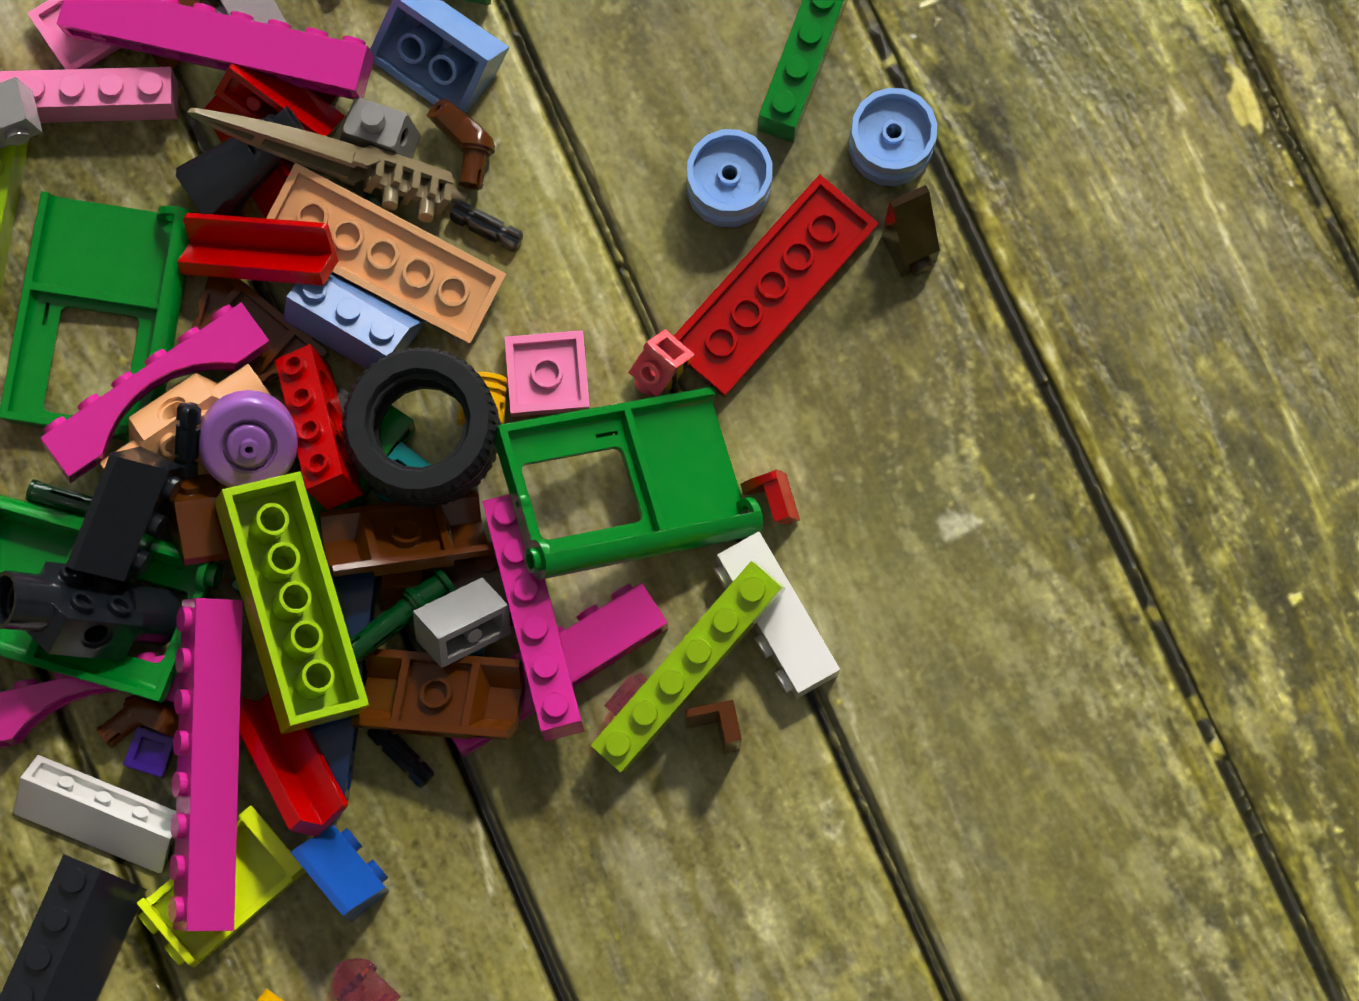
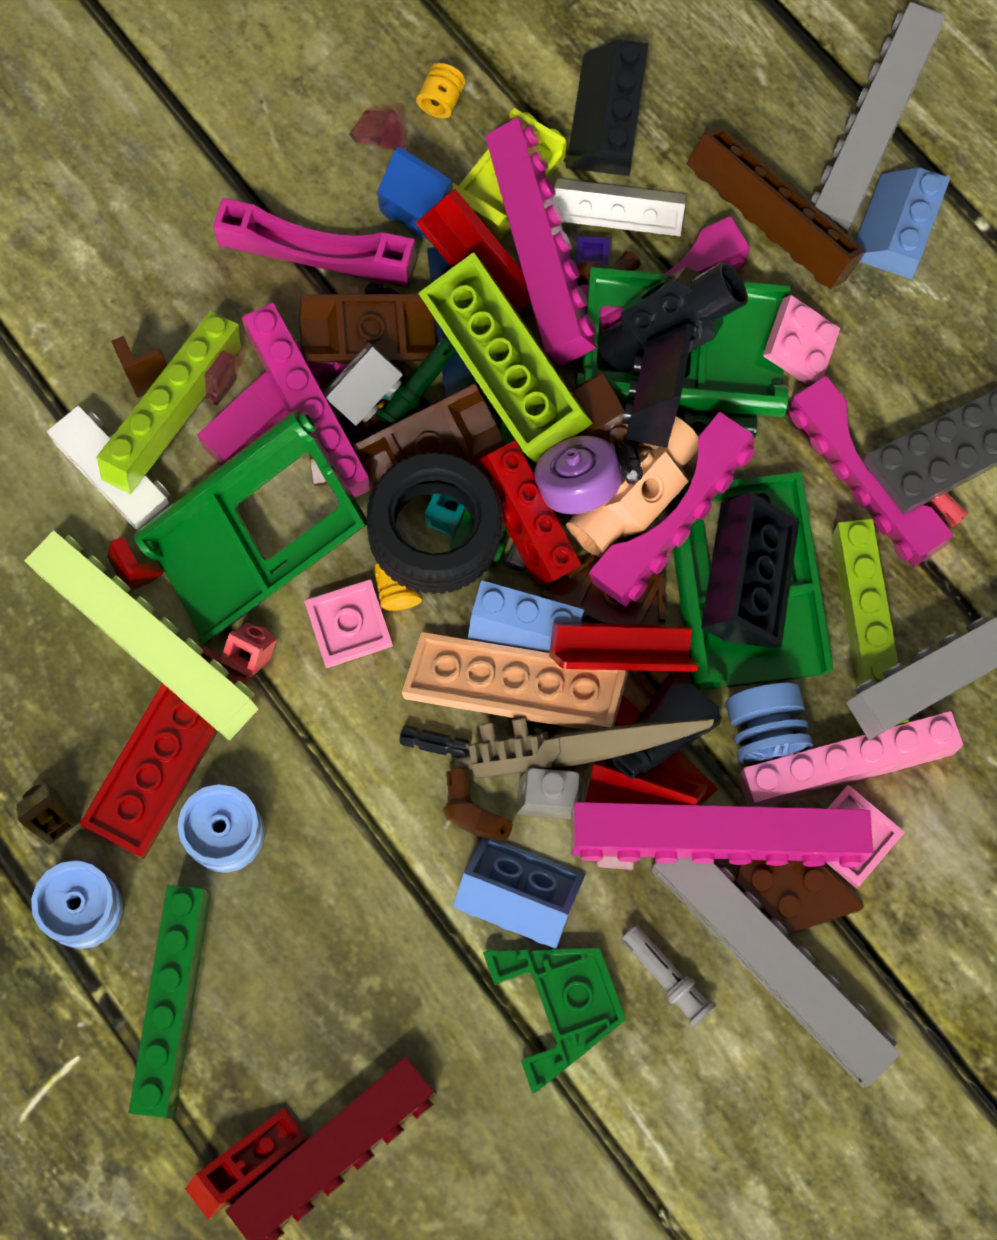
camera: 170 degrees right, 5 degrees down
(94, 309) = (750, 573): none -> black slope
(128, 145) = (768, 716): none -> medium blue wheel
(475, 842) = (371, 256): none -> dark pink arch
(775, 405) = (142, 635): none -> yellowish green brick

